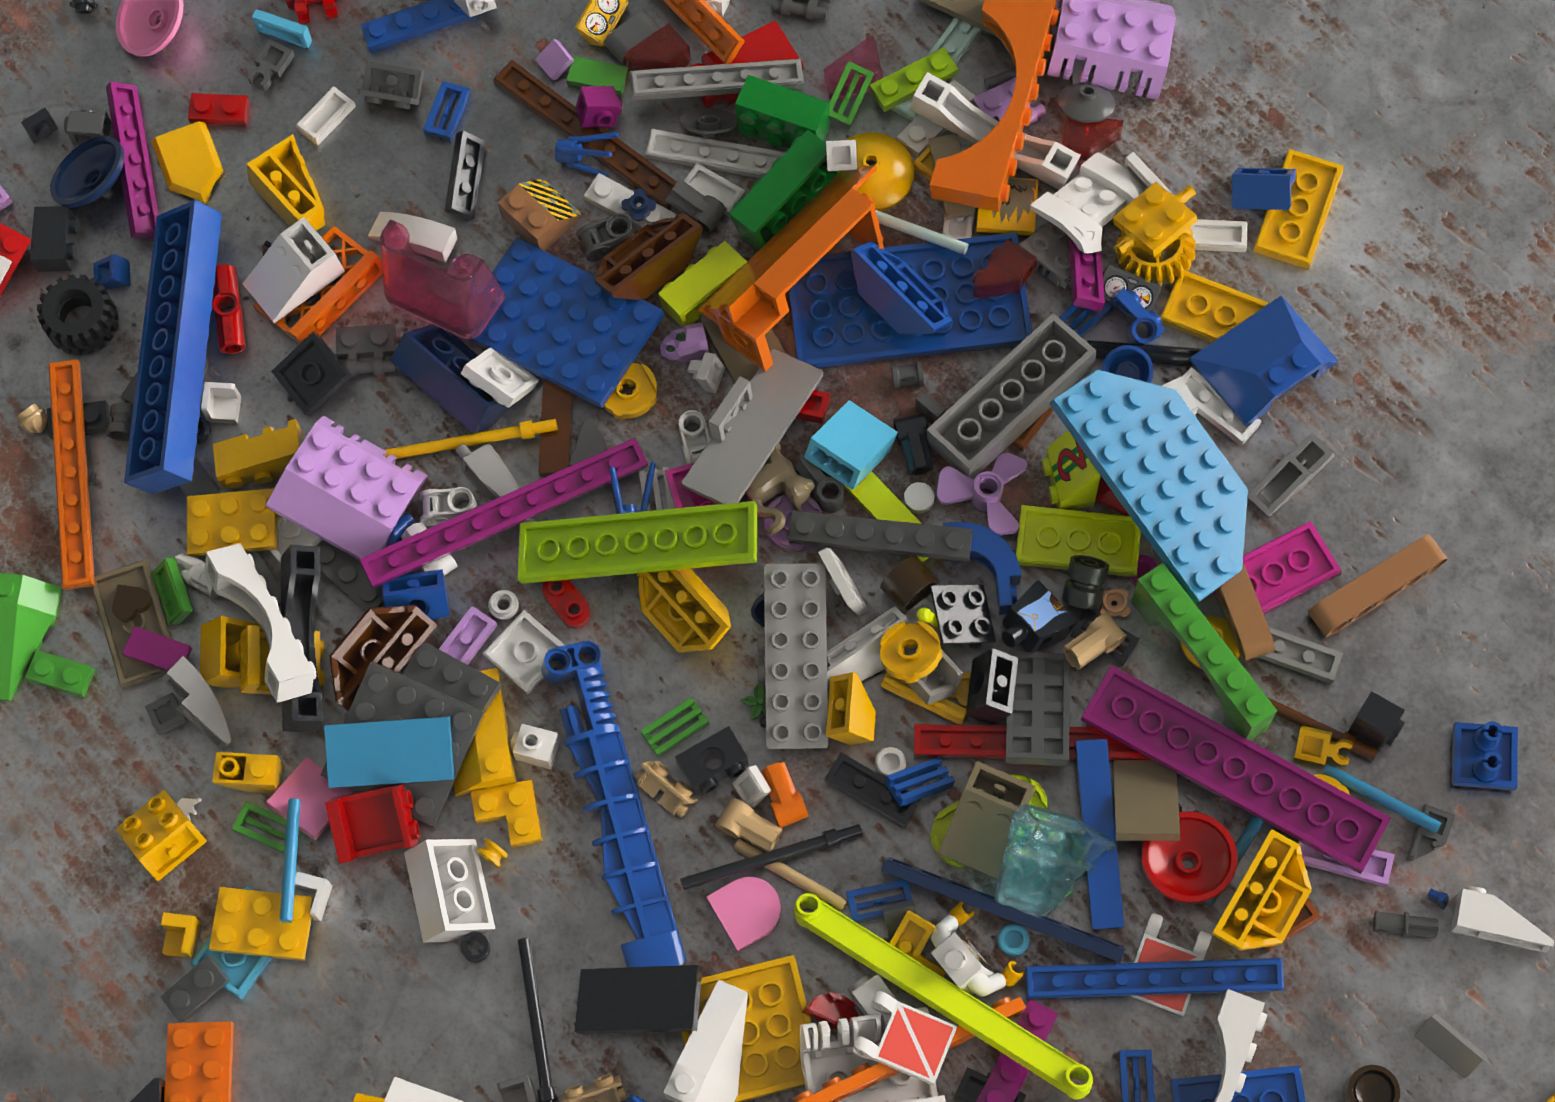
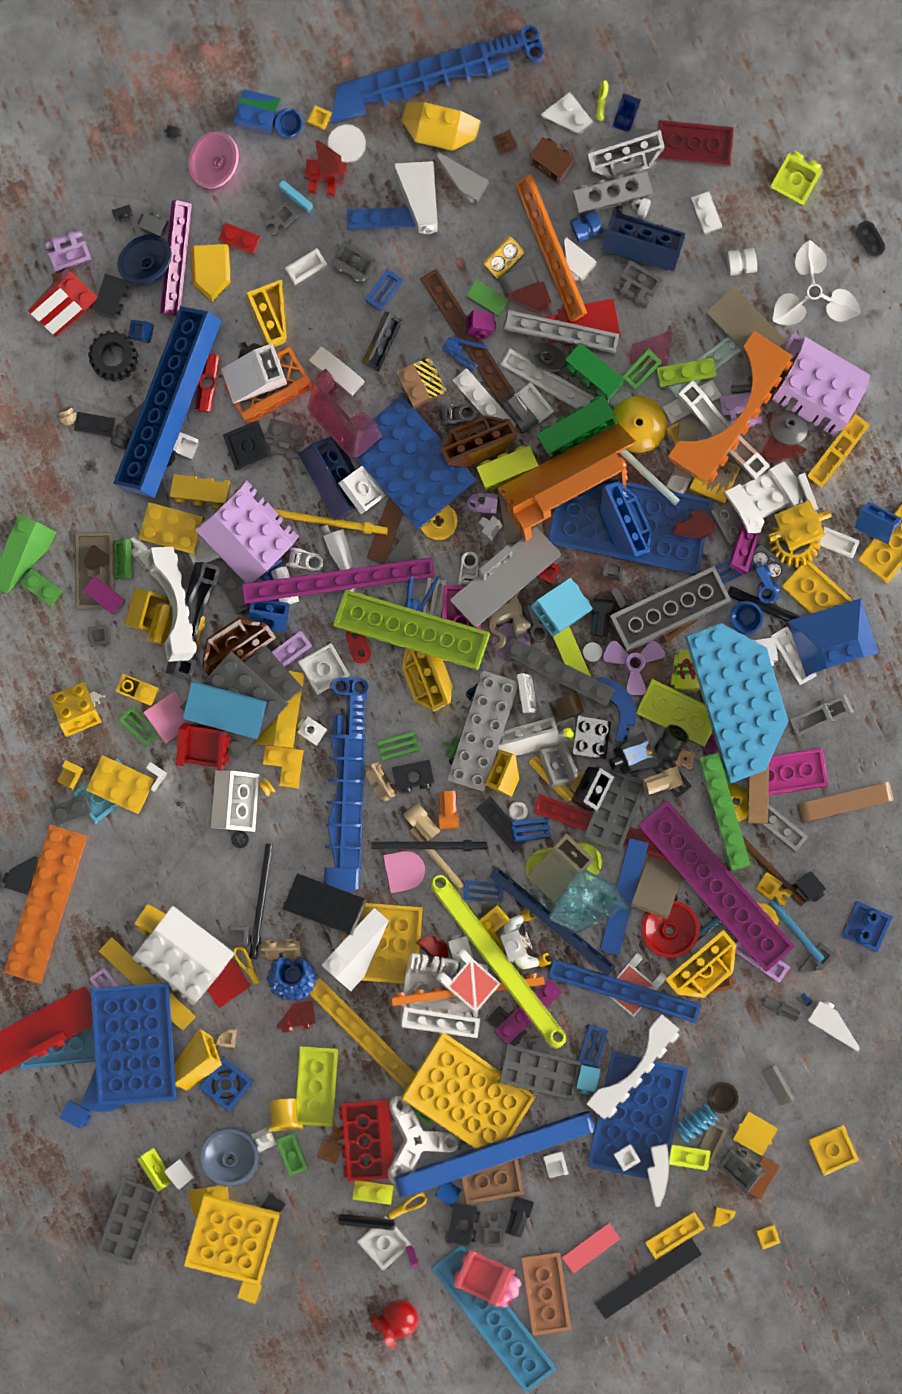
camera: 10 degrees right, 15 degrees up
(71, 475) = (81, 462): orange tile -> none
(199, 702) = (120, 637): light grey slope -> none
(290, 860) = (147, 754): dark azure bar -> none
(503, 596) = (315, 630): white plate -> none
(554, 59) = (463, 278): lavender tile -> none
(641, 212) = (484, 397): dark blue plate -> none
(751, 786) = (431, 799): white tile -> none
(841, 155) = (618, 423): white tile -> none
(915, 666) = (561, 756): yellow plate -> none
(1013, 940) = (552, 940): medium azure tile -> none
(1168, 113) = (838, 450): none -> yellow slope

